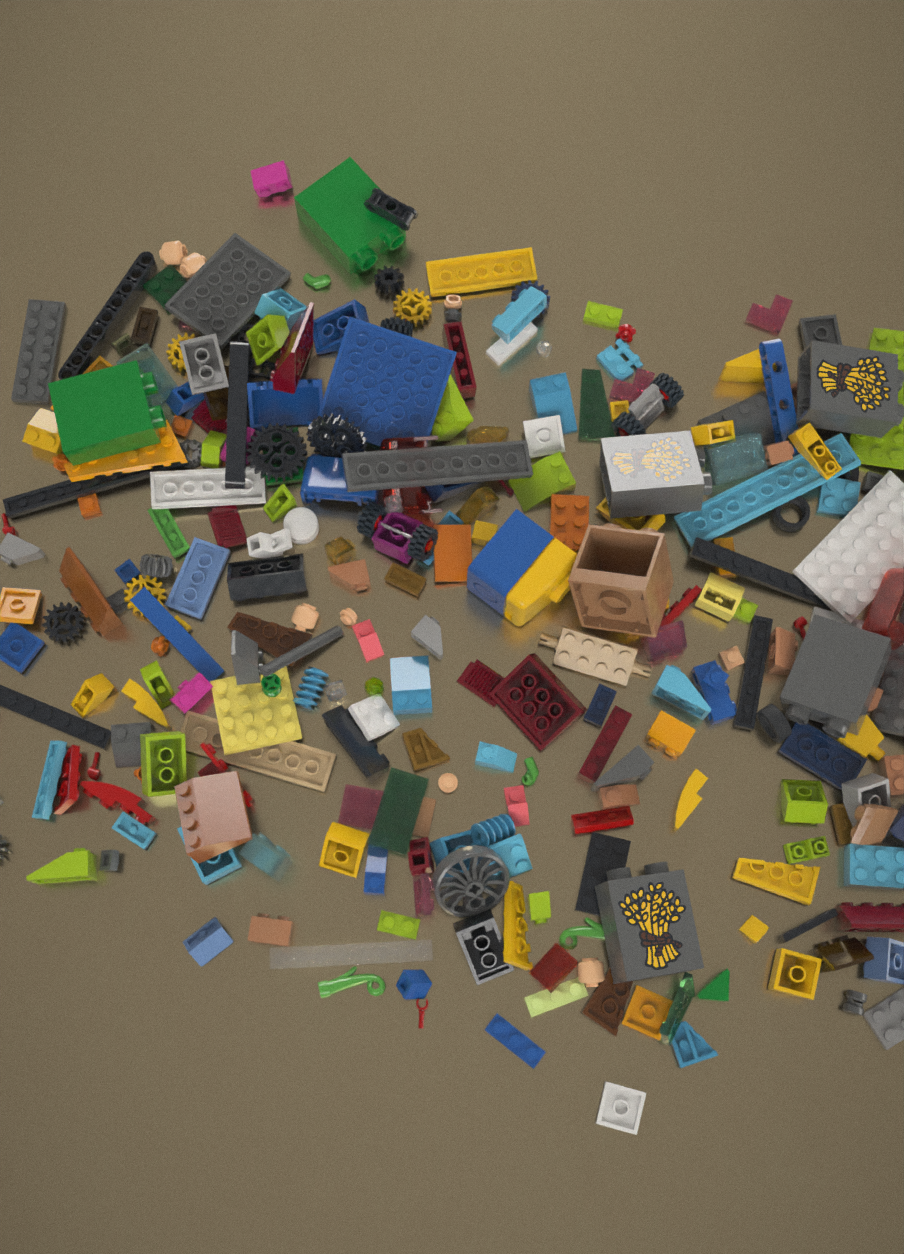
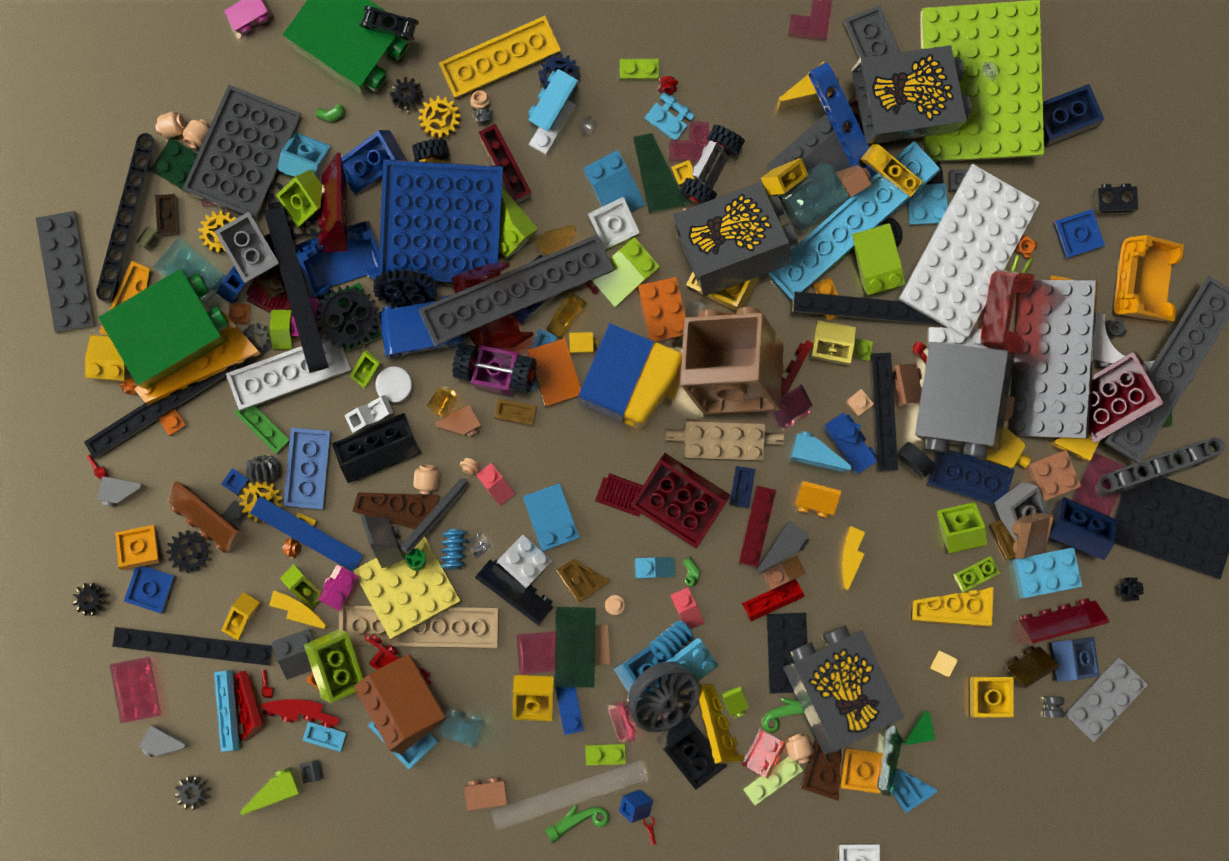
camera: 15 degrees left, 10 degrees up
(207, 942) = (428, 821): medium blue panel -> none
(227, 526) = (320, 406): dark red window -> none
(374, 686) = (515, 529): clear neon green plate -> none
(391, 501) = (482, 336): clear plate -> none
(420, 857) = (608, 685): dark red brick -> none
(428, 634) = (555, 463): light grey slope -> none
(515, 1040) = (745, 831): blue plate -> none
(782, 529) = (878, 259): none -> lime slope
(808, 925) = (993, 647): black tile -> none

